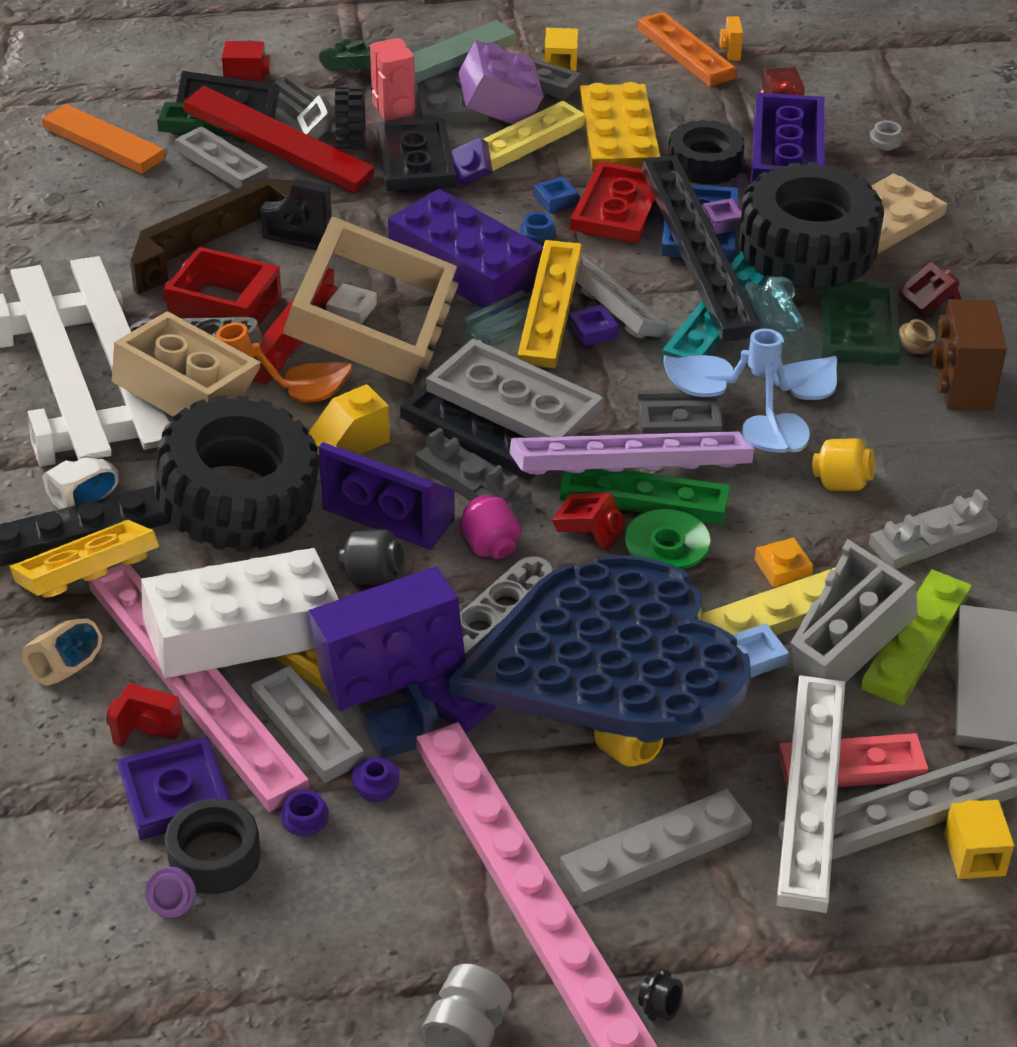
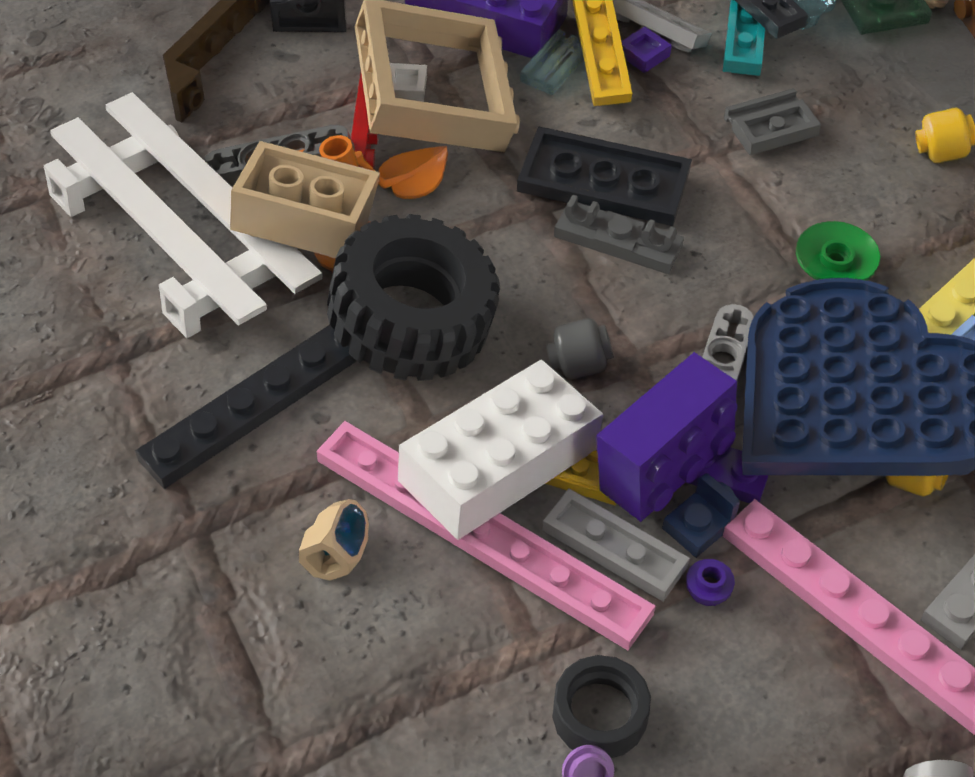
camera: 20 degrees left, 10 degrees up
(80, 481) = (246, 348): white rock -> none
(84, 558) = (302, 431): yellow plate -> none
(144, 710) = (455, 579): red bracket -> none
(167, 781) = (519, 652): dark purple tile -> none
(255, 279) = (272, 78): red window -> none
(304, 813) = (668, 630): dark purple plate -> none
(354, 421) = (485, 207): yellow slope -> none
(384, 496) = (559, 281): dark purple slope -> none
(490, 527) = (672, 285): dark pink head -> none
(513, 392) = (625, 141): light grey plate -> none
(593, 514) = (753, 247): red bracket -> none
(630, 451) = (759, 173): lavender plate -> none
(650, 492) = (785, 210): green plate -> none
(783, 562) = (942, 247): light orange plate -> none
(805, 380) = (846, 51): light blue plant -> none

